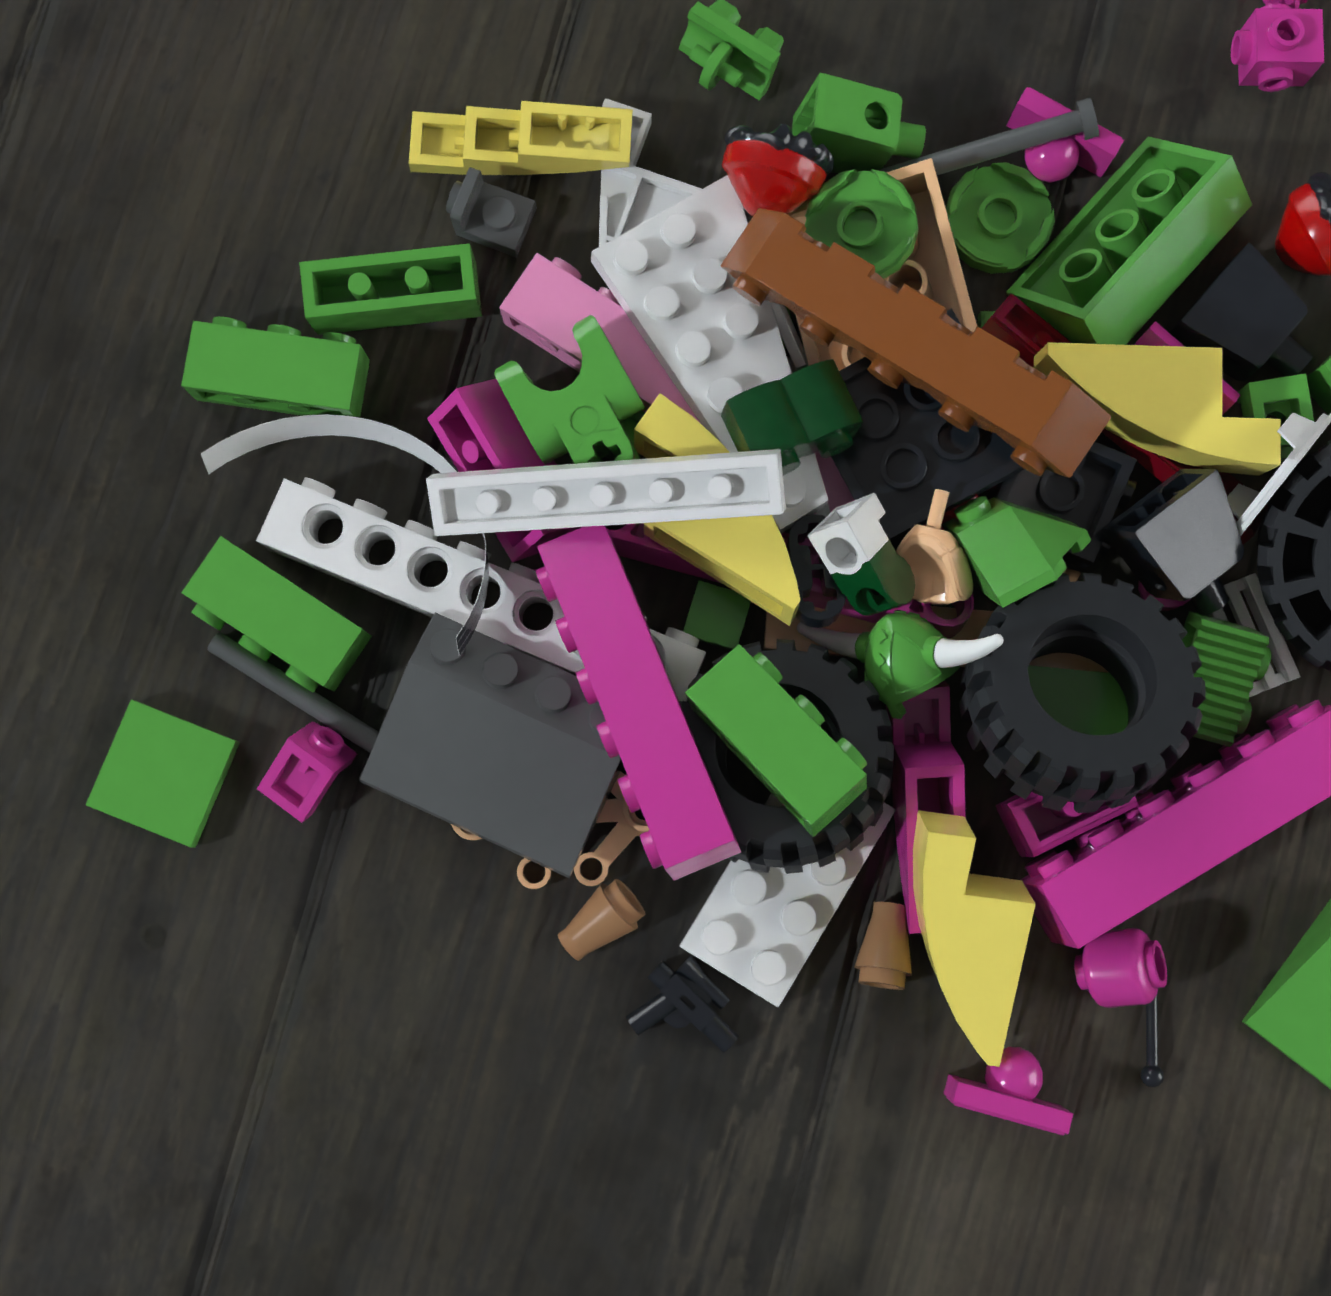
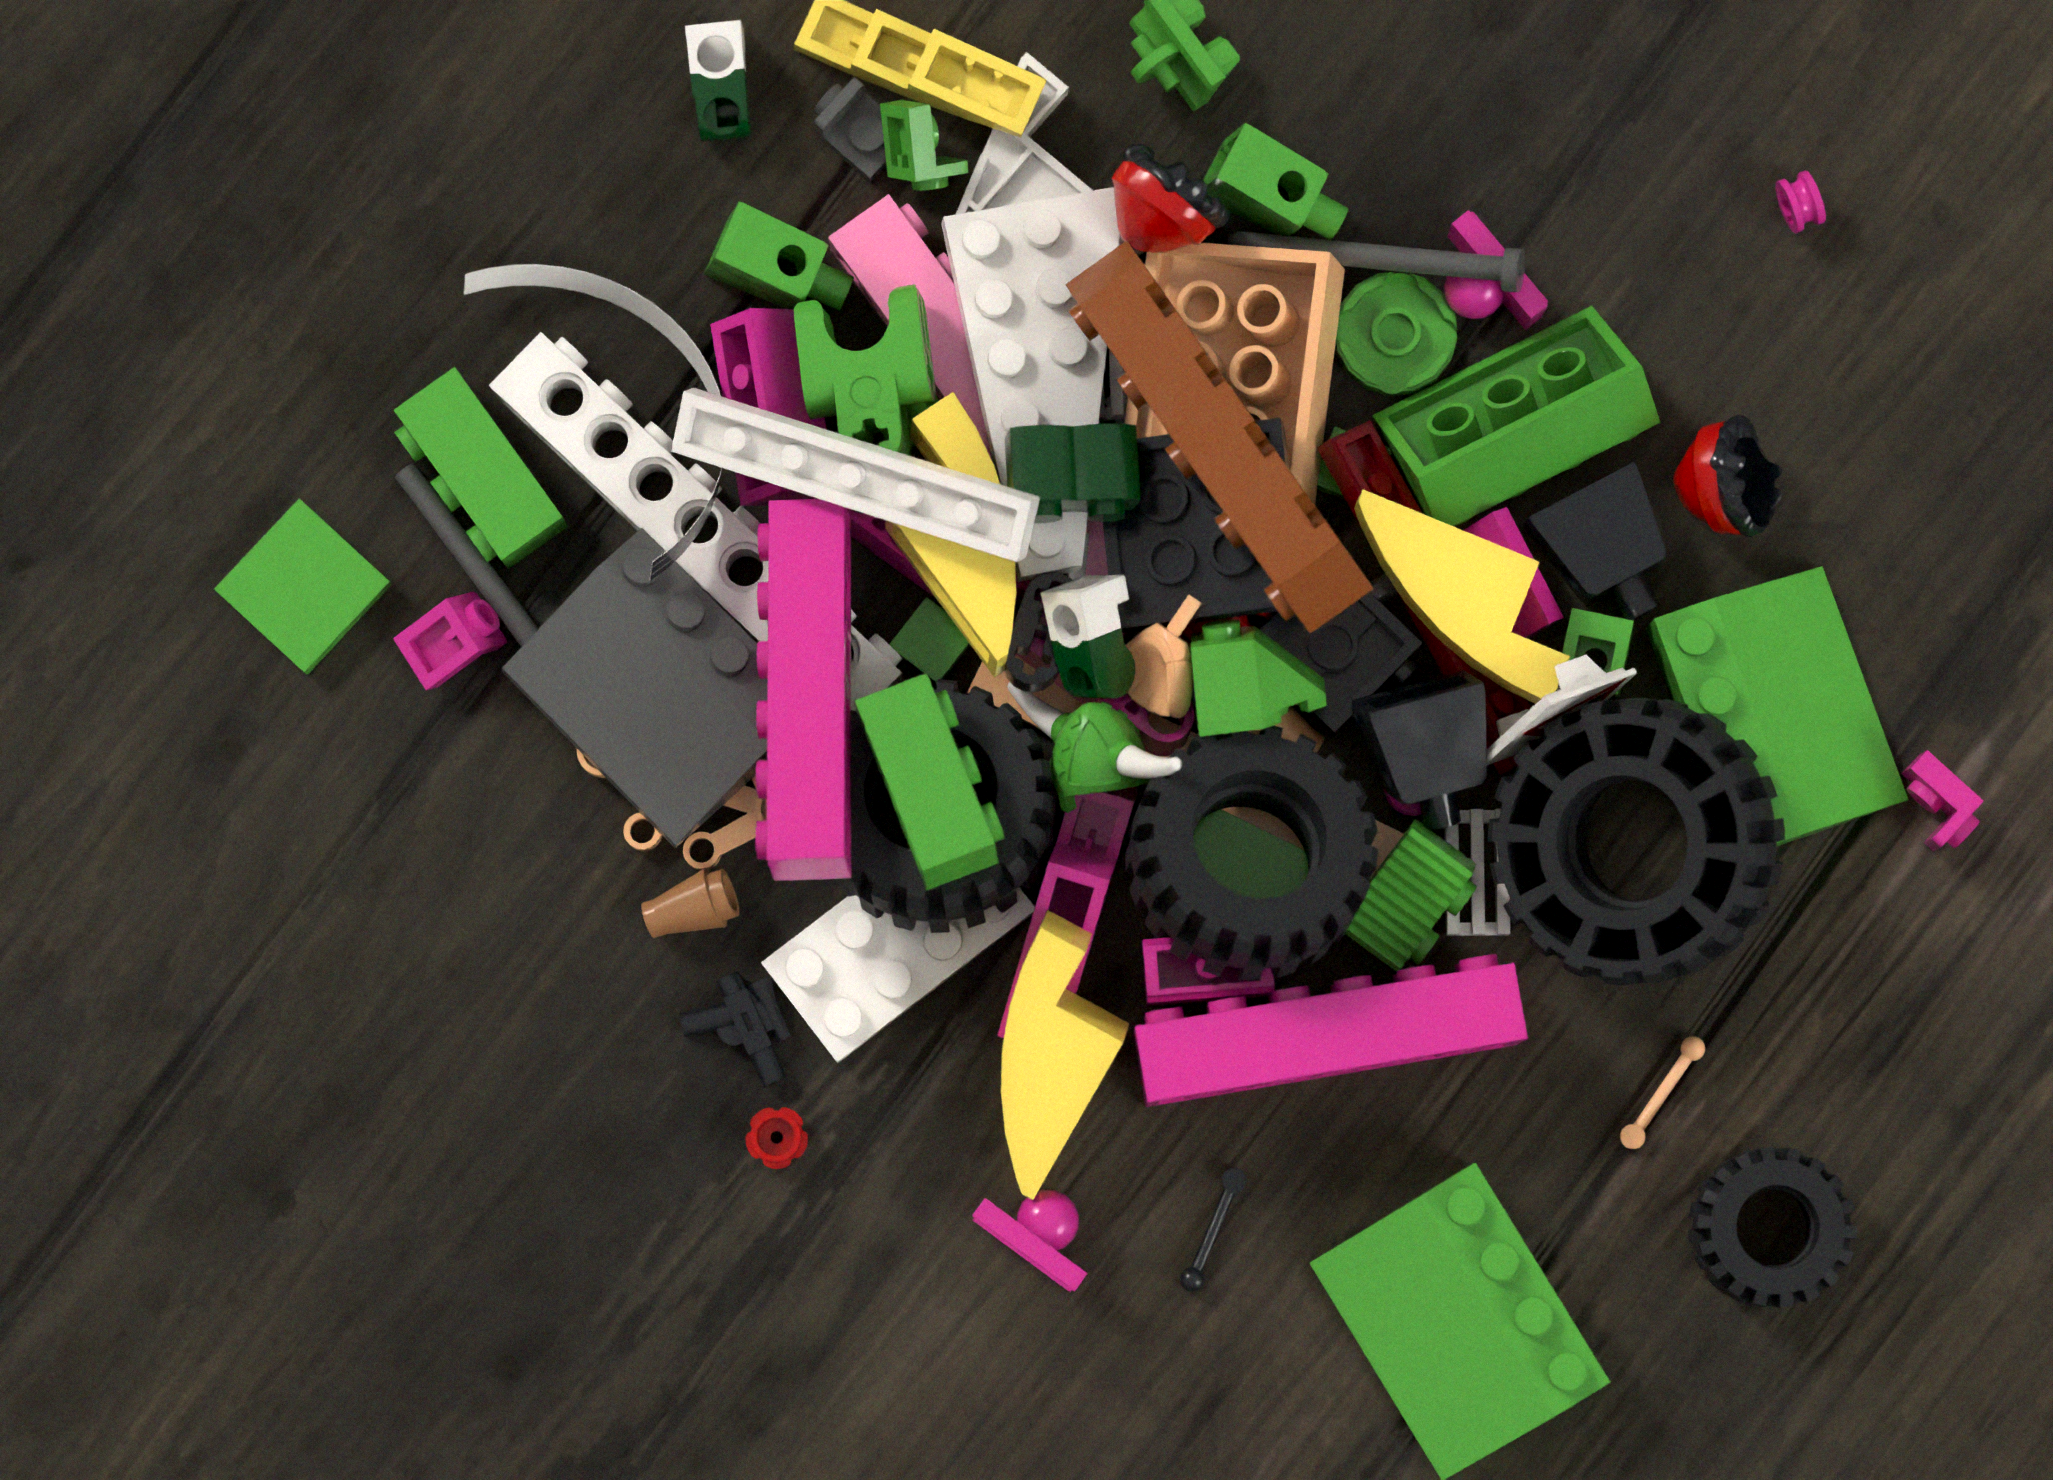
camera: 25 degrees right, 0 degrees up
(275, 369) = (575, 212): bright green brick -> none
(354, 208) = (719, 79): none -> leg
(390, 289) = (722, 172): bright green brick -> none
(442, 340) = (749, 256): none -> bright green torso
(540, 206) = (910, 146): none -> bright green bracket
(755, 1108) = (760, 1143): none -> red plate
(867, 216) = (1232, 294): bright green tile -> none
(885, 949) = (968, 1045): medium nougat cone -> none
(1122, 968) = (1199, 1154): dark pink head -> none
(1279, 47) = (1778, 259): dark pink brick -> none

